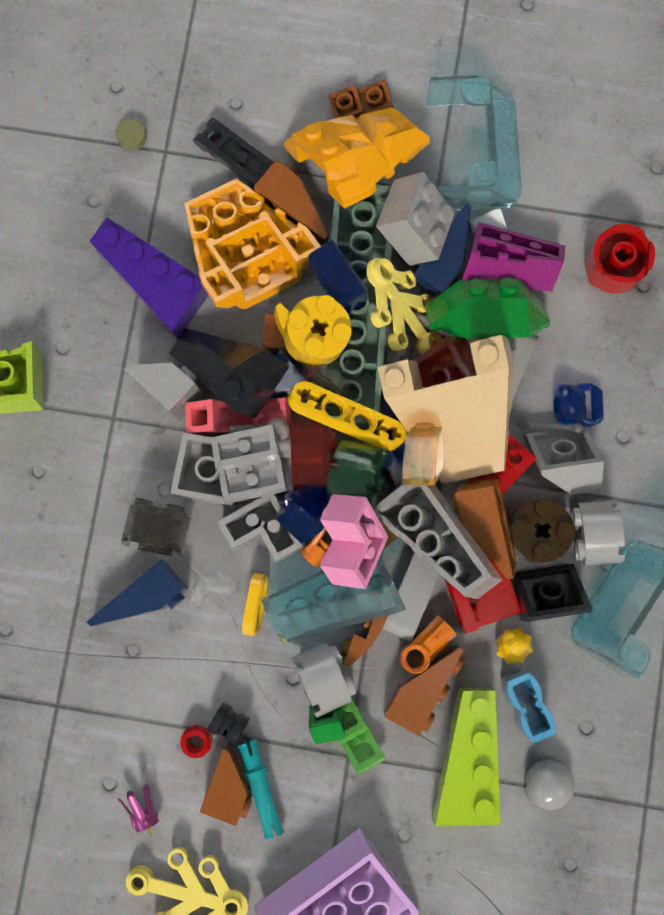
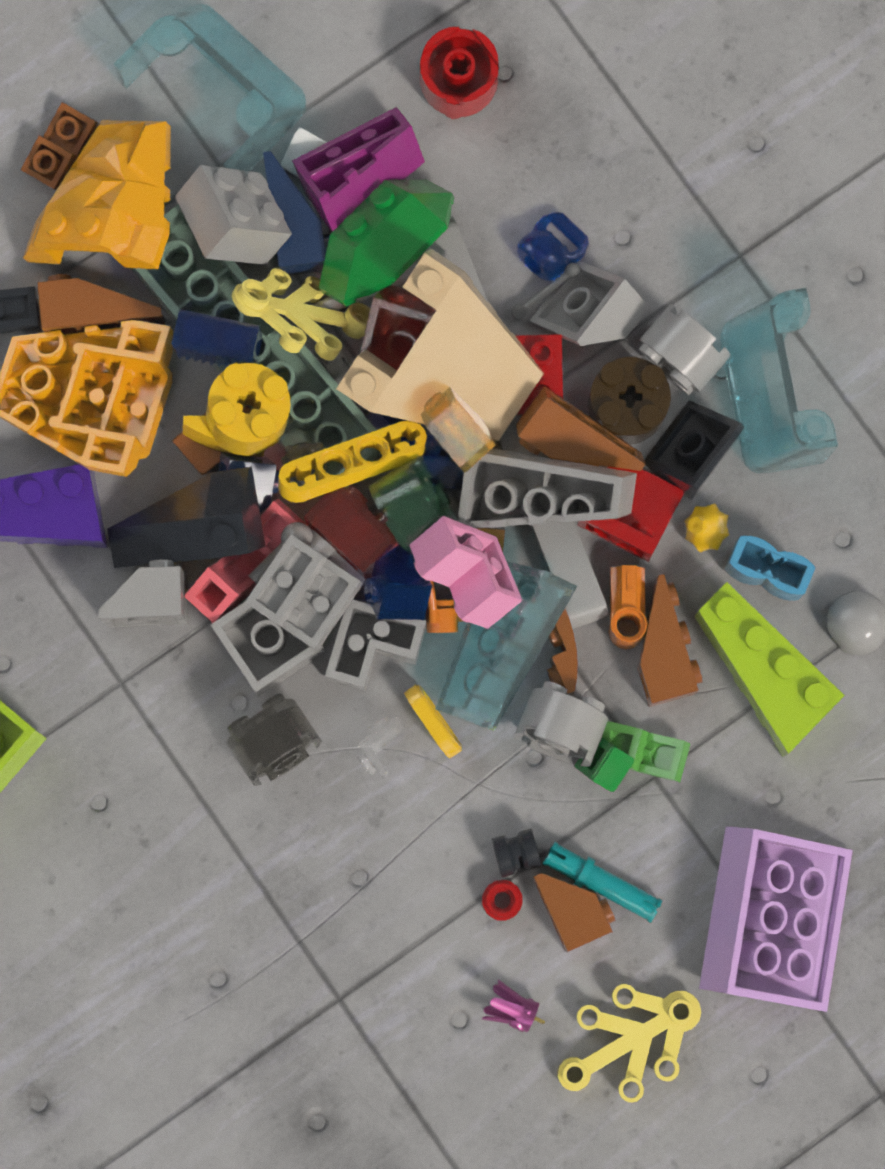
camera: 50 degrees left, 0 degrees up
(149, 593) = (324, 809): dark blue slope -> none

